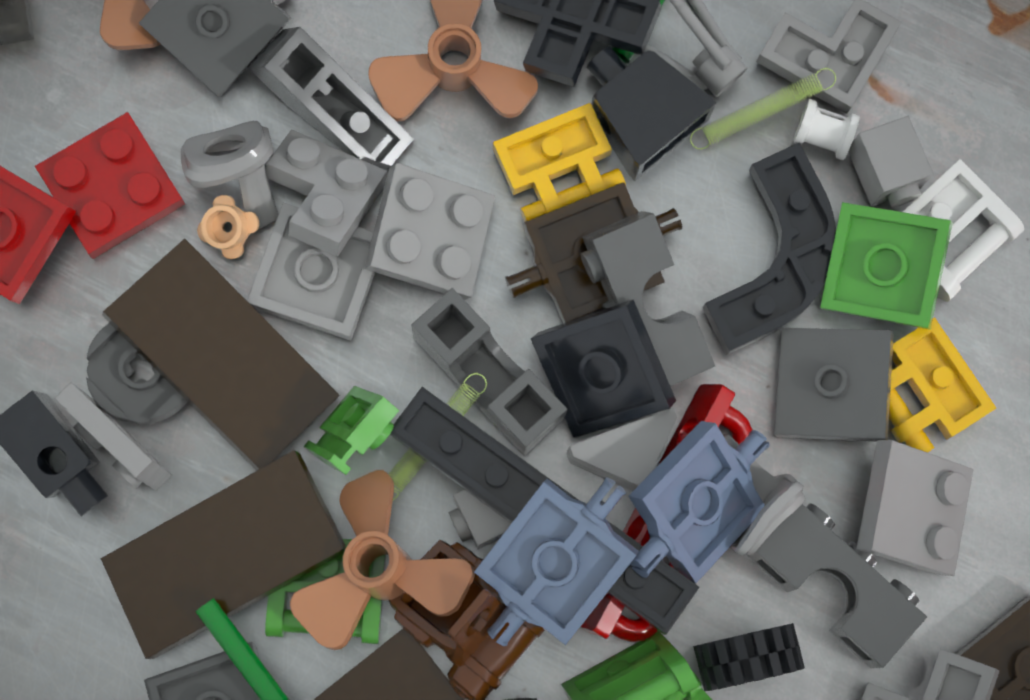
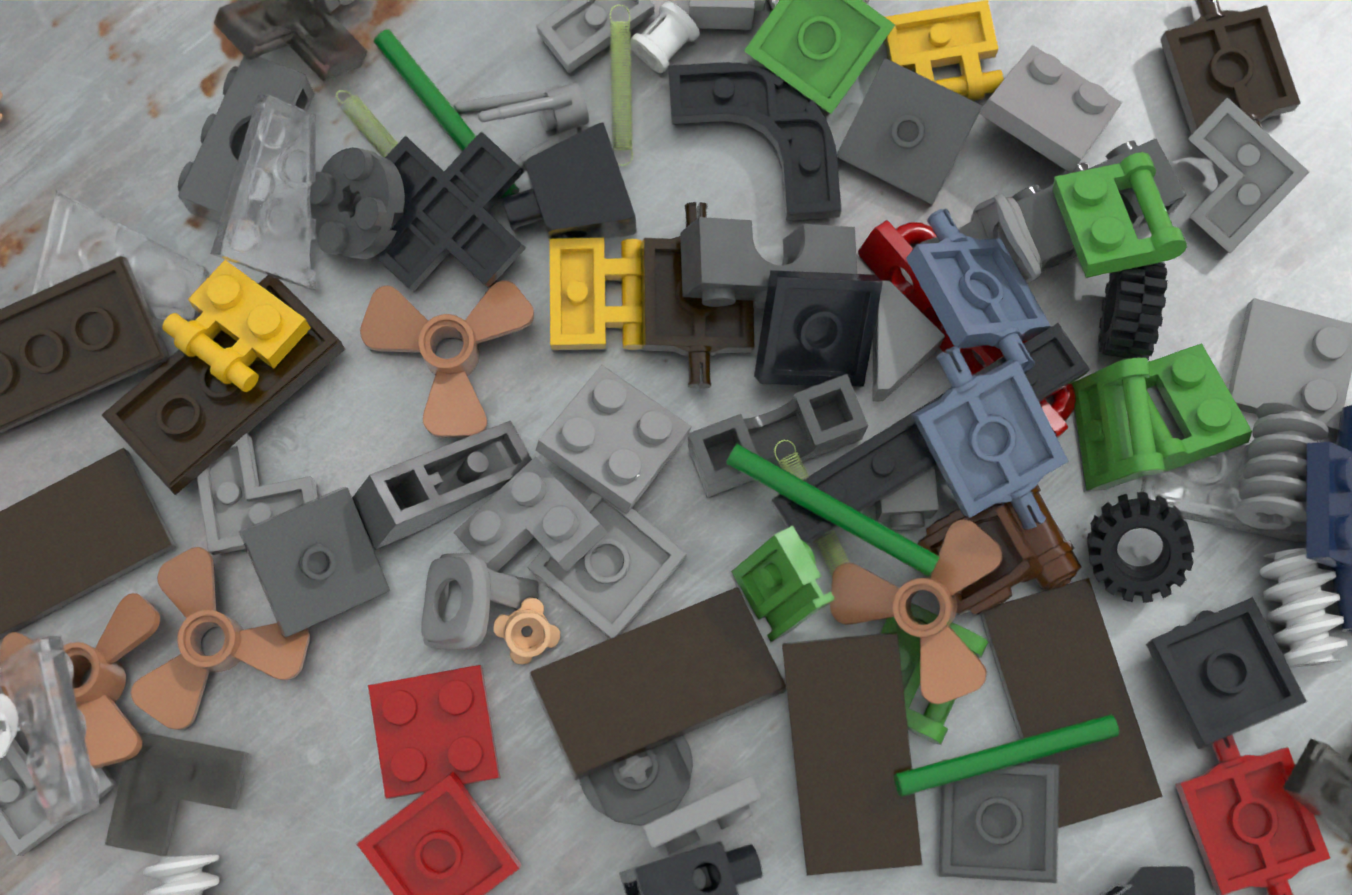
camera: 60 degrees left, 0 degrees up
(431, 444) = (832, 510): none -> green piece
(814, 590) = (1101, 223): none -> bright green plate

